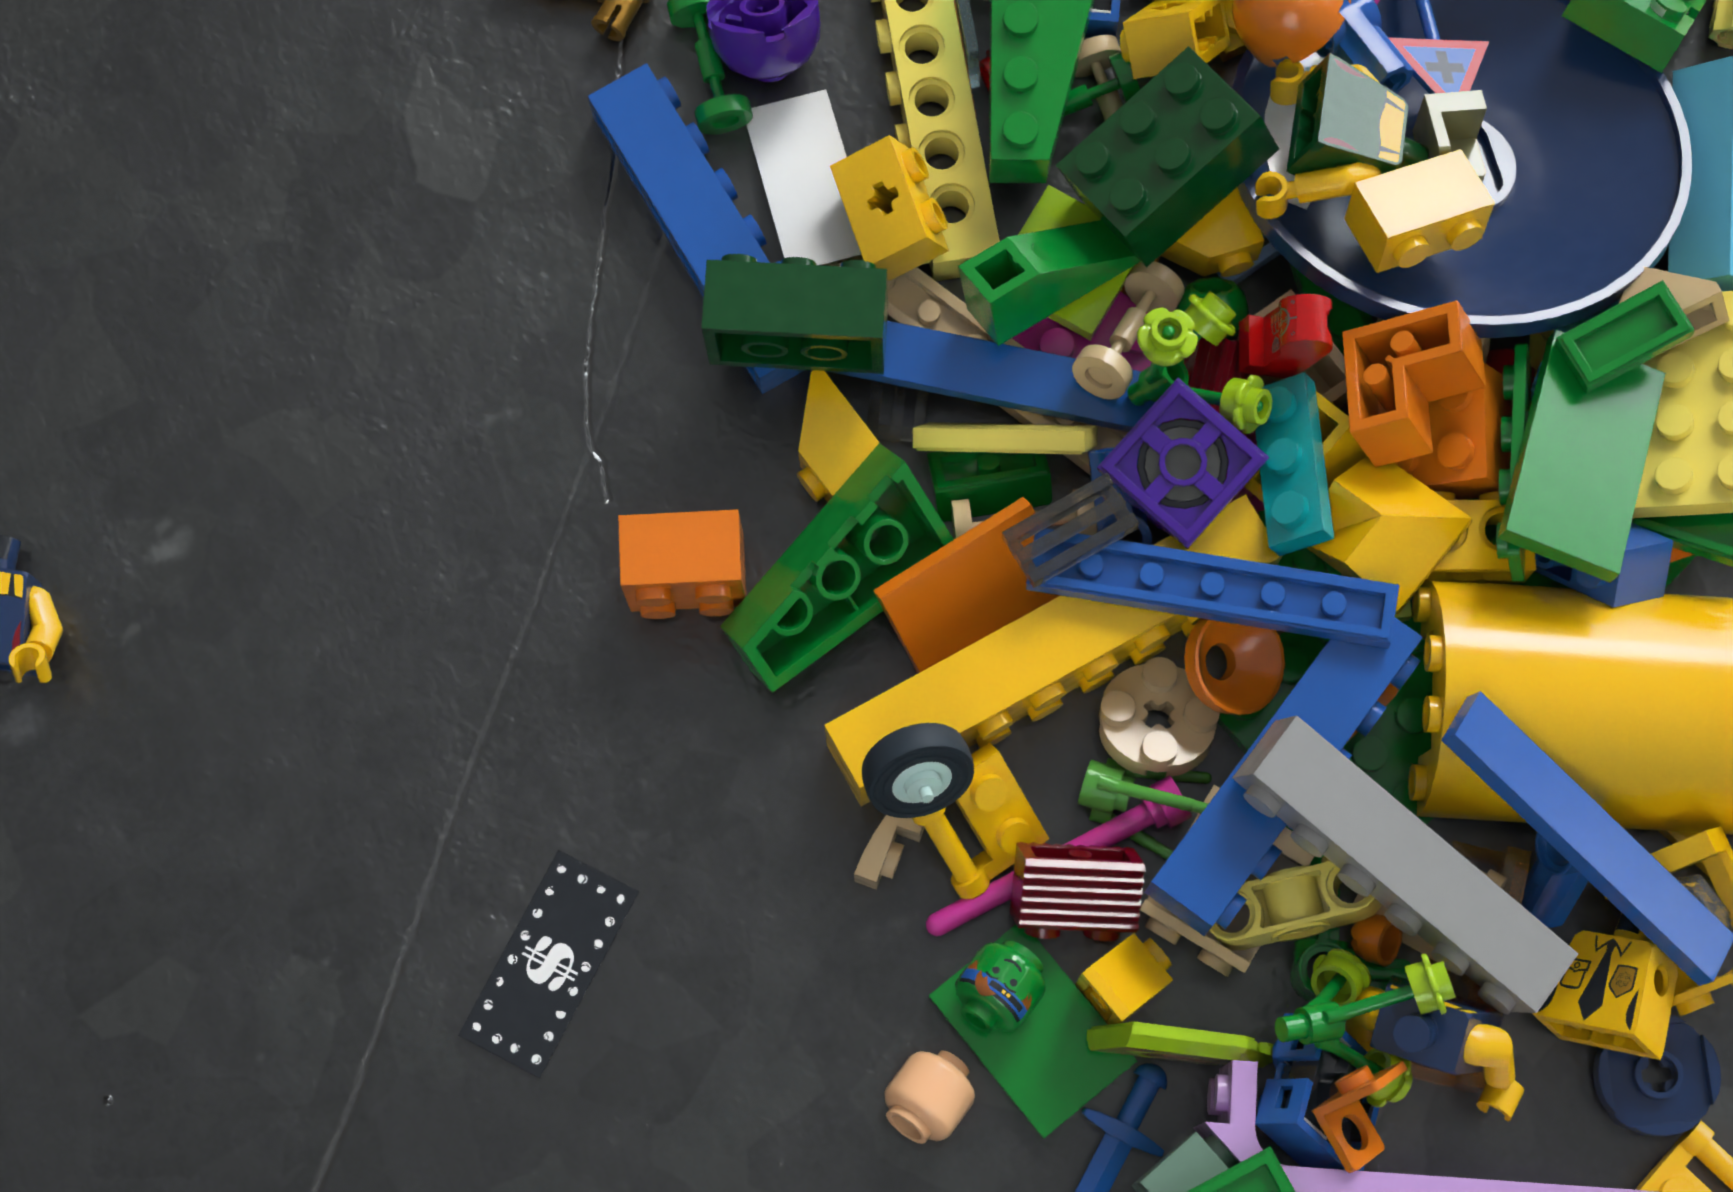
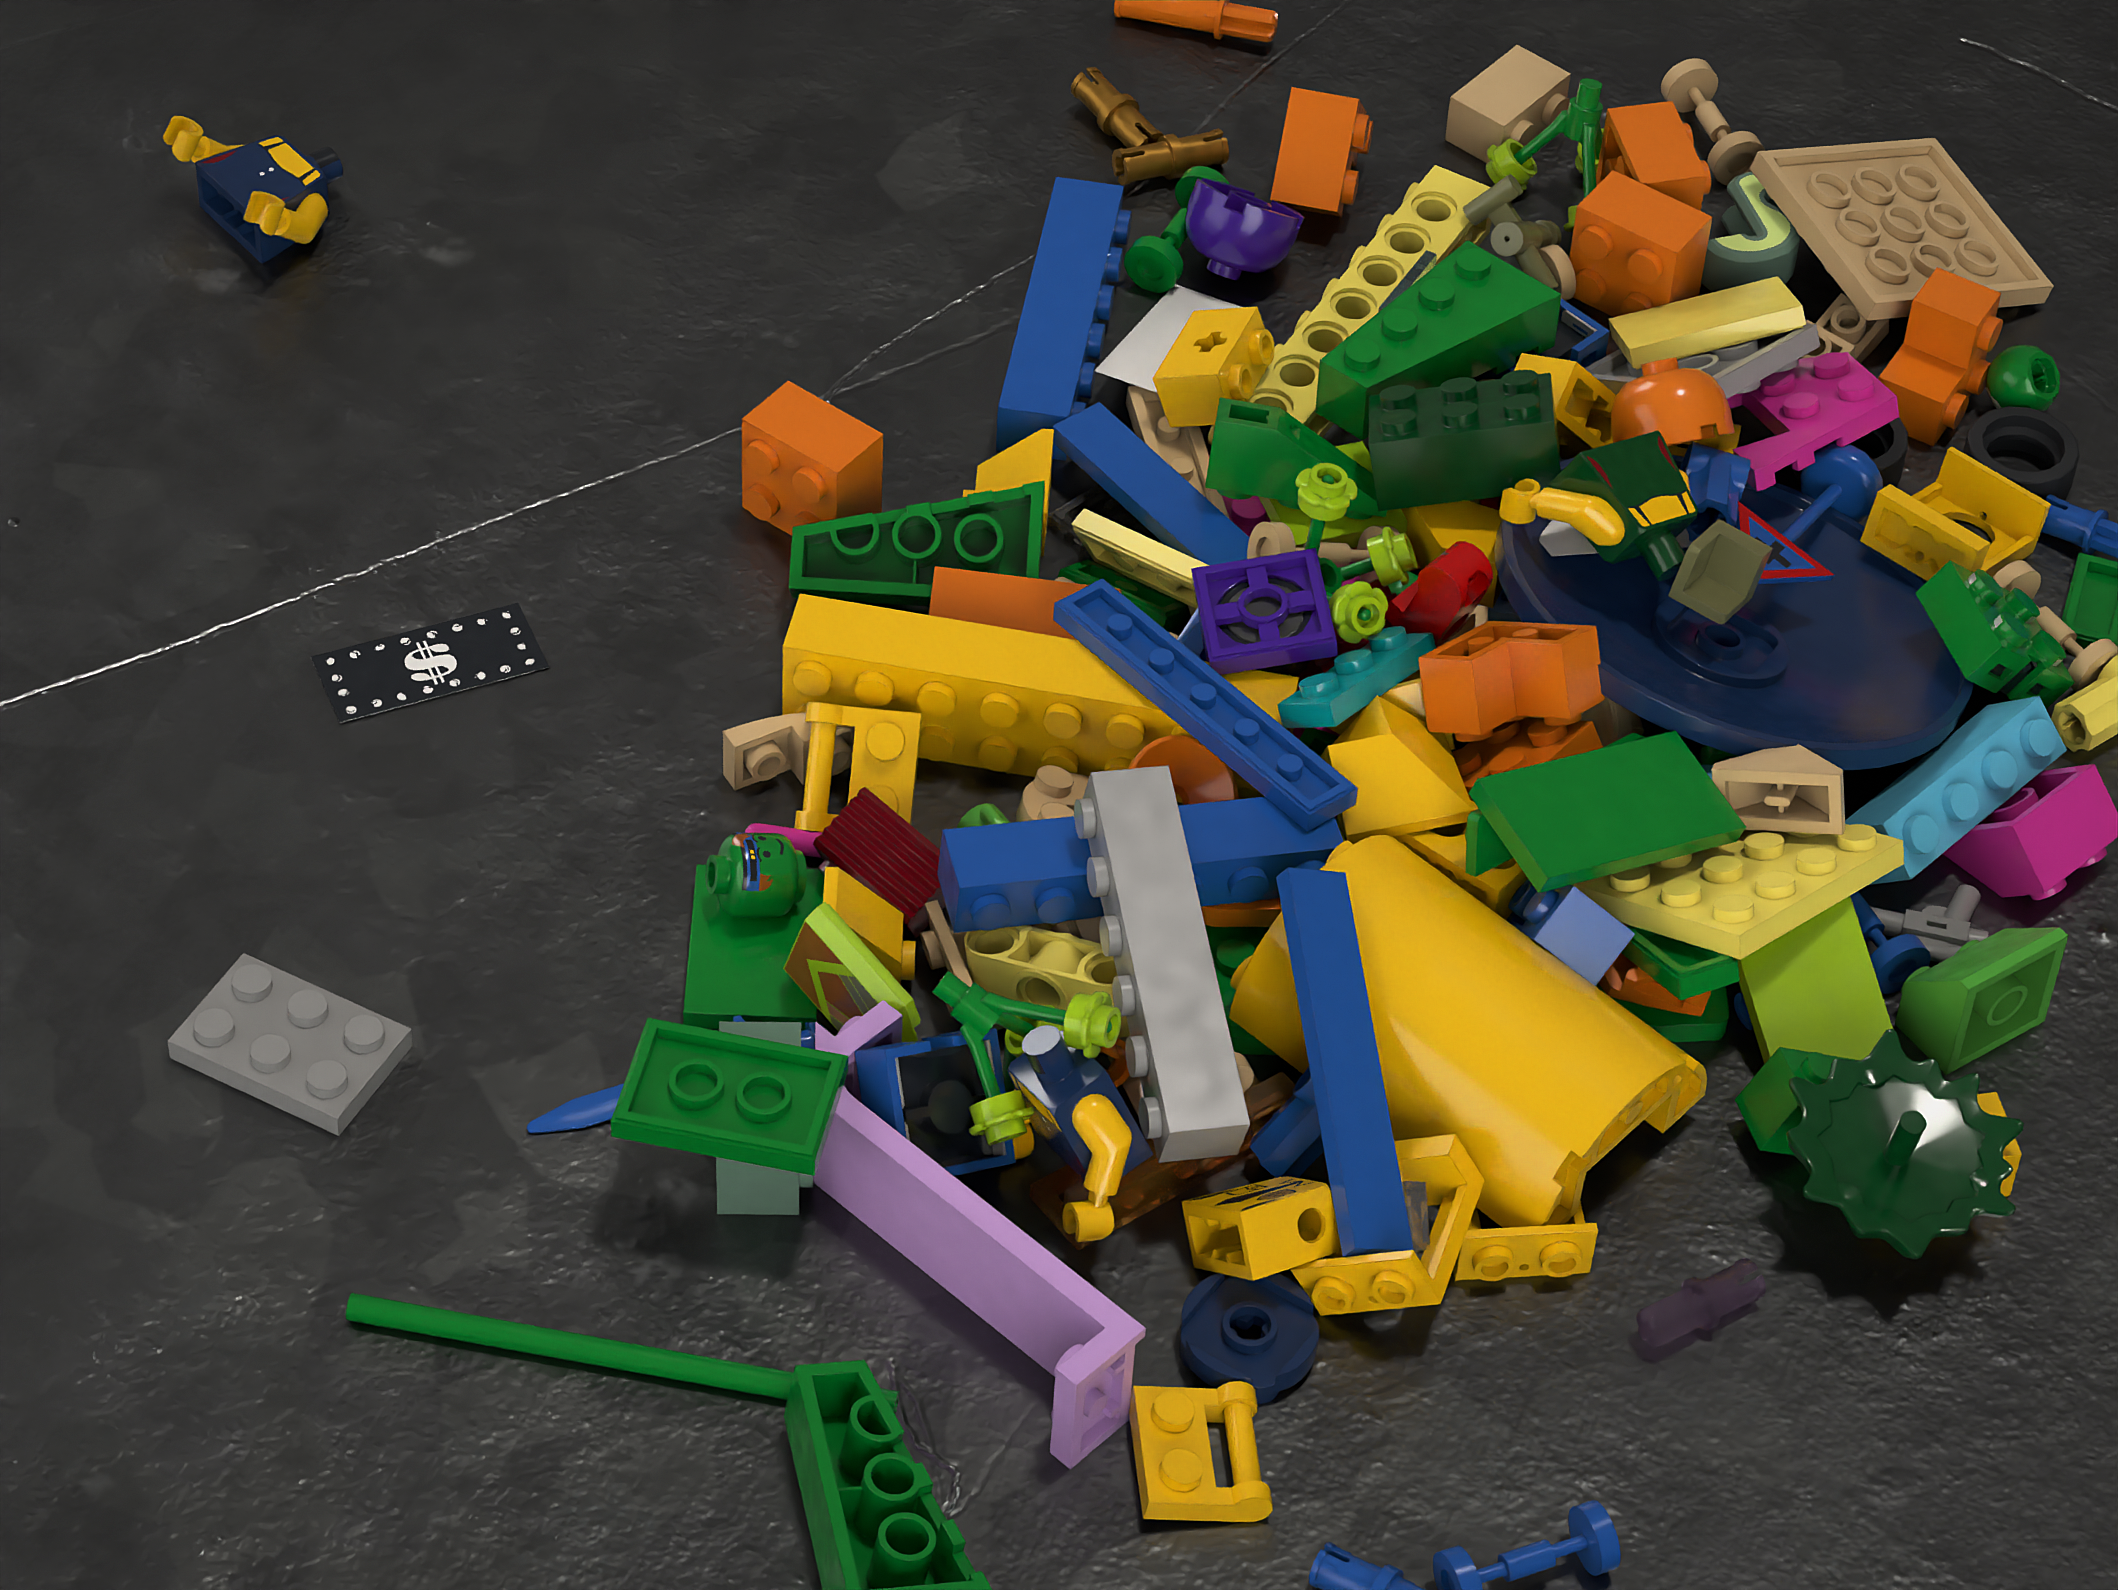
camera: 35 degrees right, 30 degrees down
(795, 314) = (1060, 357): dark green brick -> none
(917, 770) = (837, 648): black wheel -> none
(929, 1096) = (622, 918): light nougat head -> none
(1113, 504) = (1124, 585): clear smoke tile -> none
(1347, 1104) = (948, 1083): orange bracket -> none
(1419, 211) = (1632, 576): brick -> none
(1624, 336) = (1723, 755): green tile -> none

